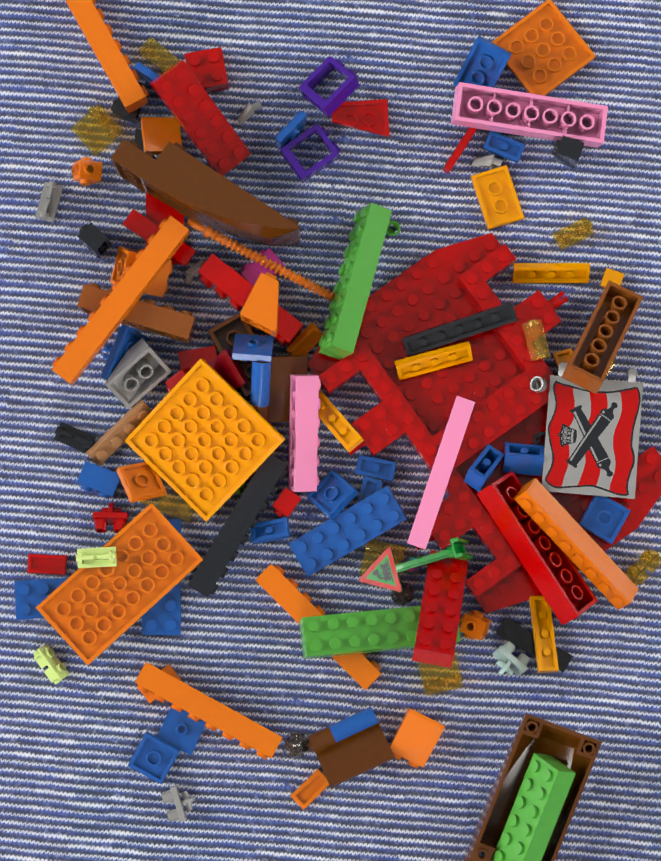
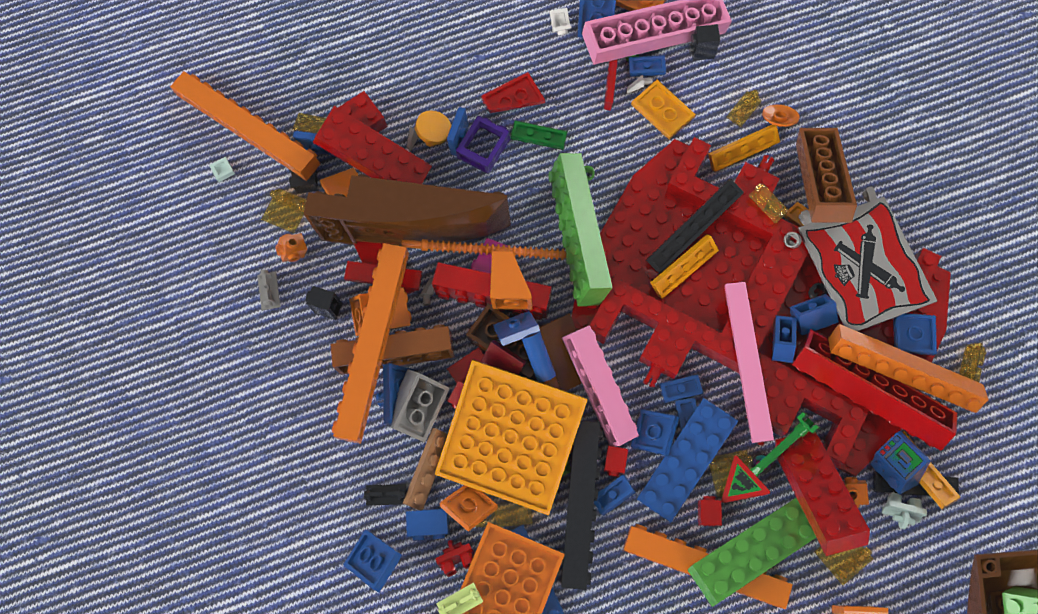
camera: 15 degrees left, 10 degrees down
(39, 488) = (372, 560): none -> blue plate
(54, 60) = (222, 169): none -> light aqua plate
(270, 114) = (432, 127): none -> light orange tile
(305, 341) = (560, 303): orange tile -> none
(338, 424) = (630, 364): light orange plate -> none
(339, 96) = (473, 98): dark purple window -> none
(344, 583) = (709, 512): none -> red brick
(367, 167) = (539, 135): none -> green tile
(403, 597) = (770, 499): clear smoke gear -> none
(444, 60) = (560, 21): none -> white bracket
(524, 620) = (900, 463): none -> blue slope
(601, 257) = (780, 115): none -> orange dish
(611, 275) = (794, 130): light orange tile -> none

